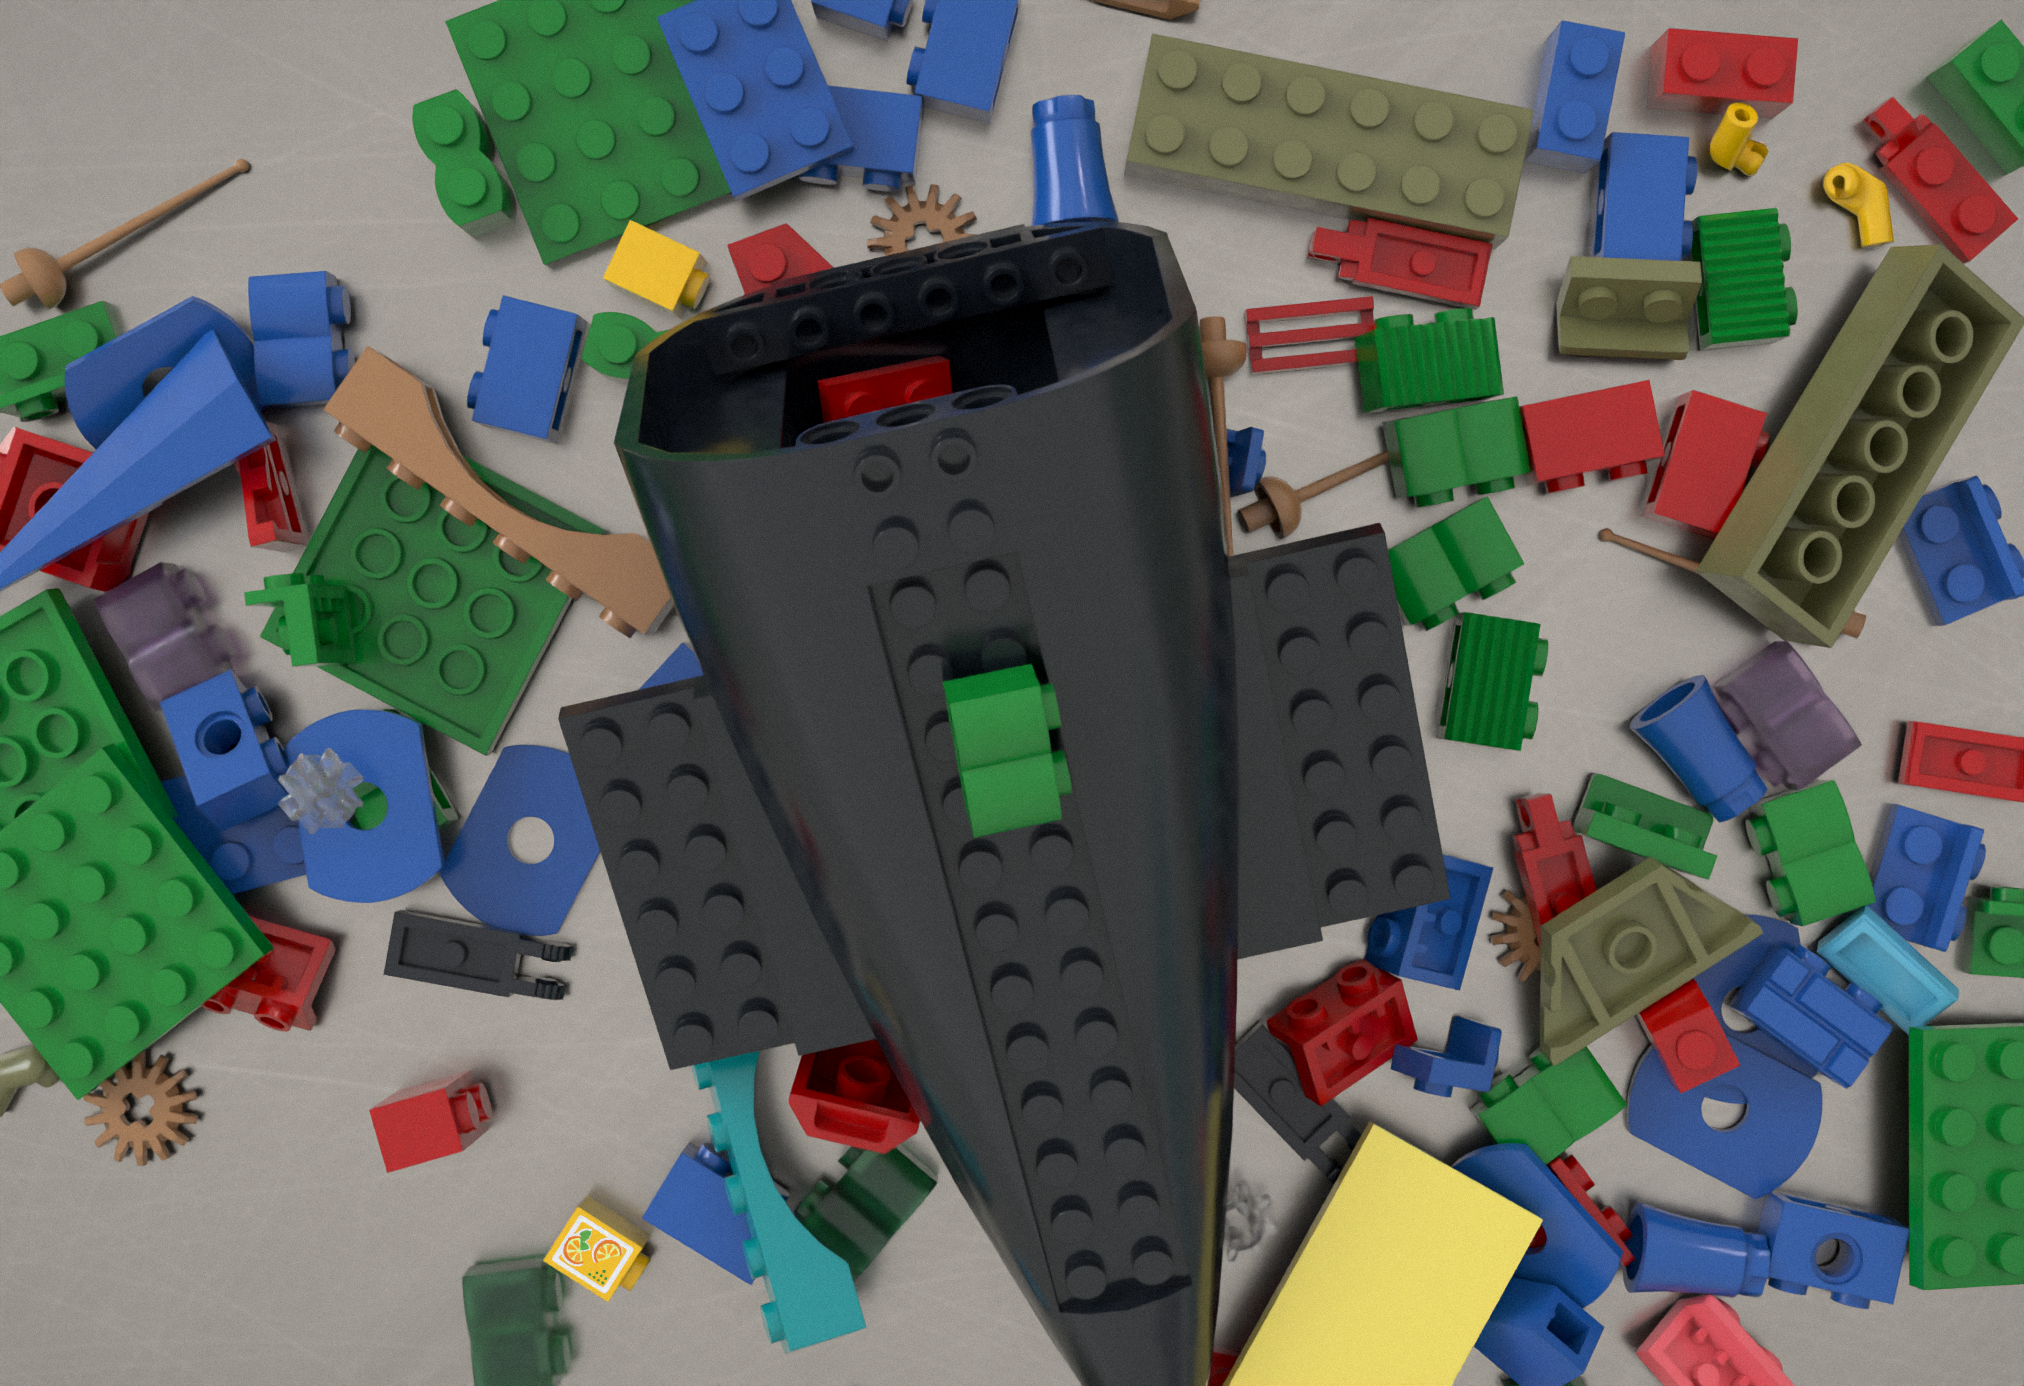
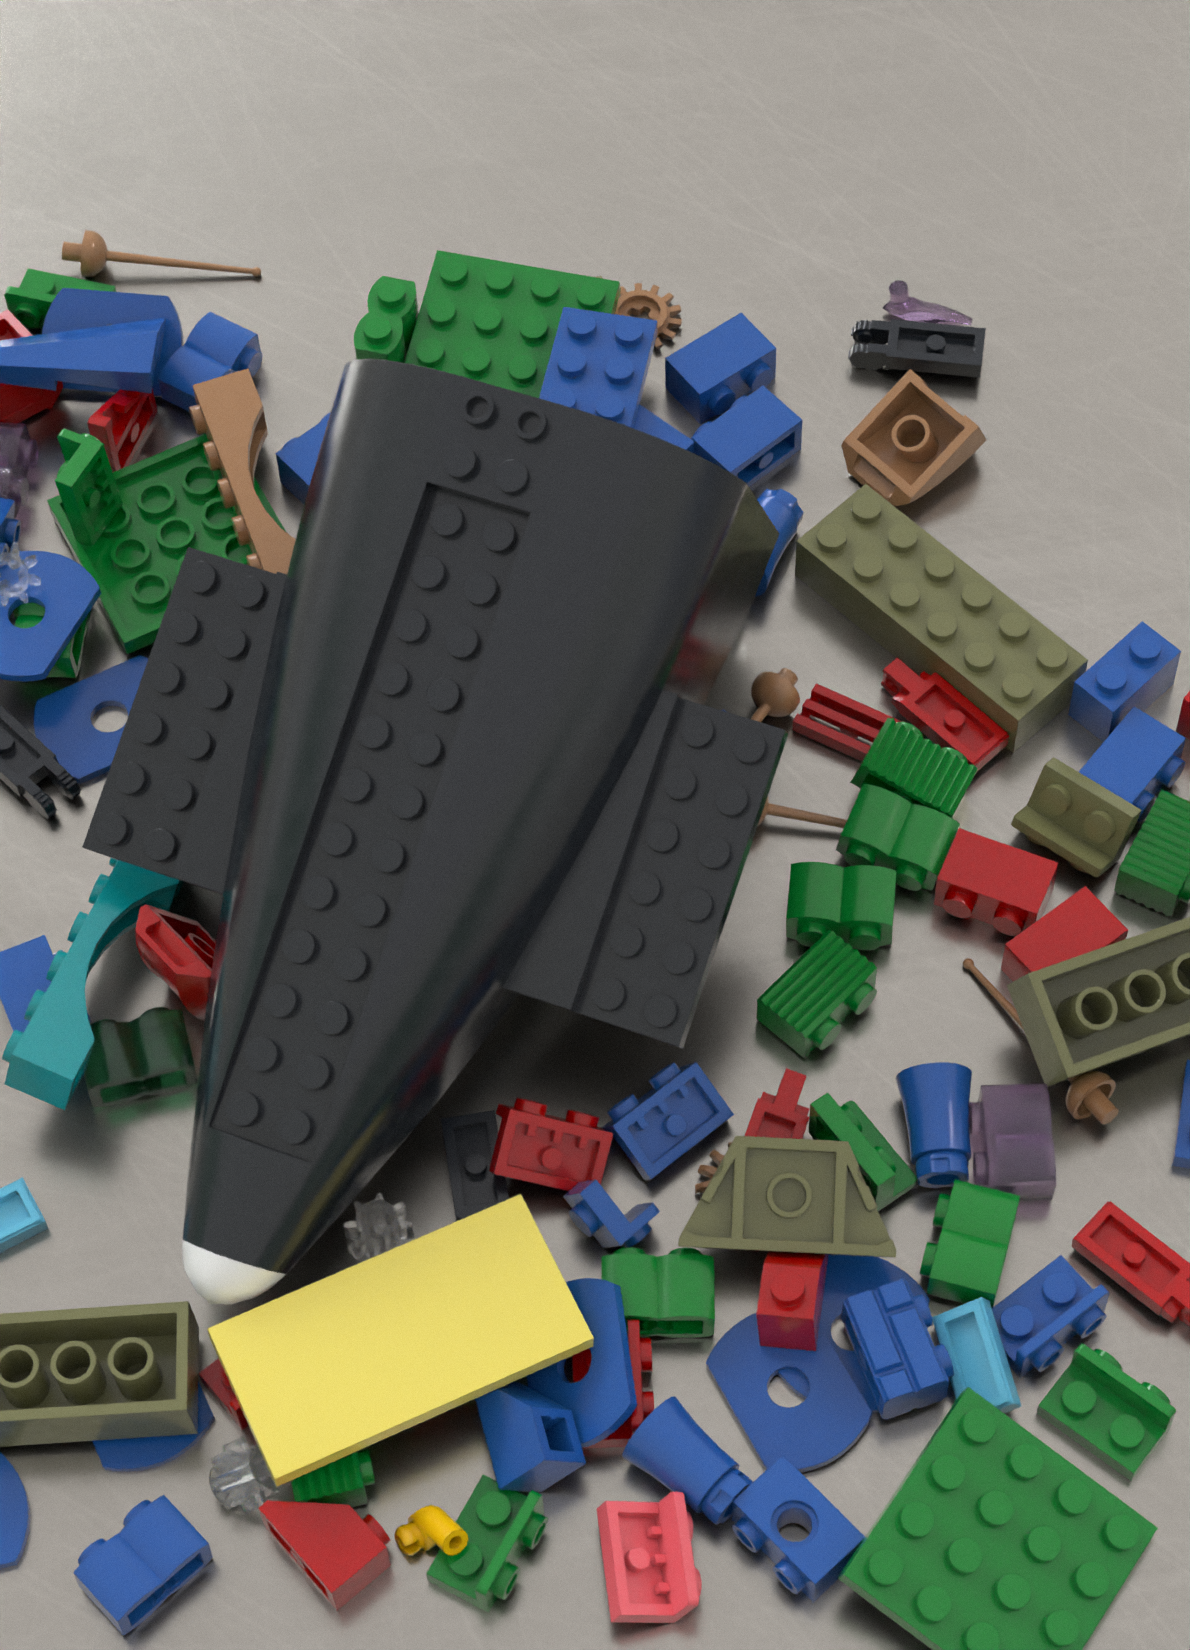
camera: 40 degrees right, 30 degrees down
(1005, 749) = (438, 632): green brick -> none

